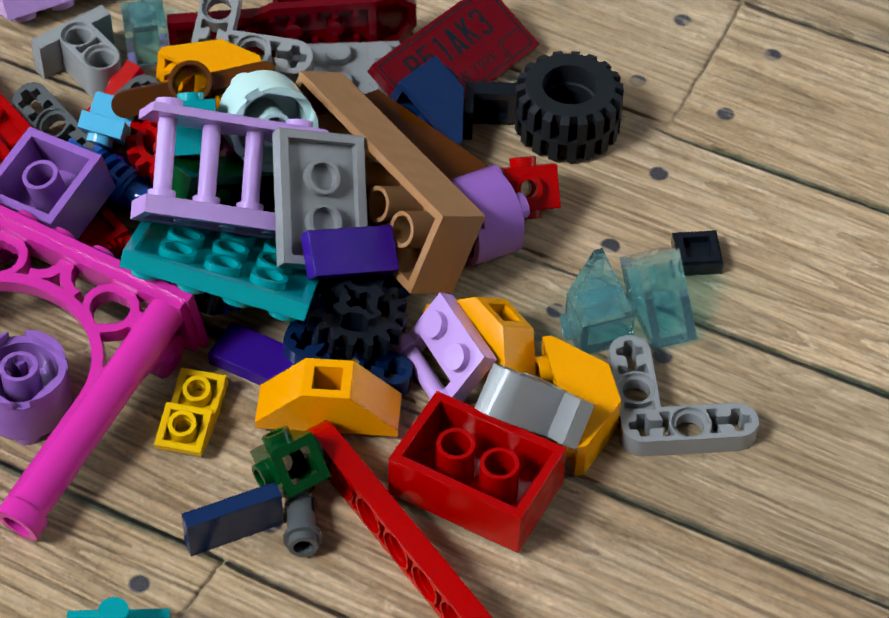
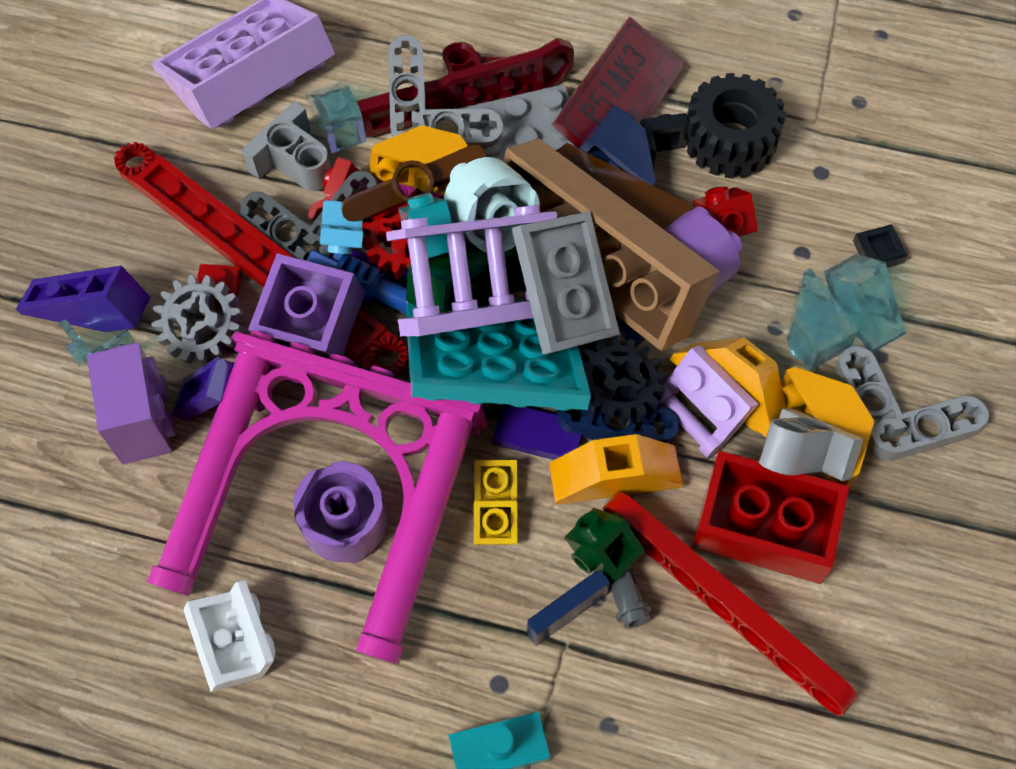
camera: 10 degrees left, 15 degrees up
(349, 252) = (603, 326): dark purple tile -> none

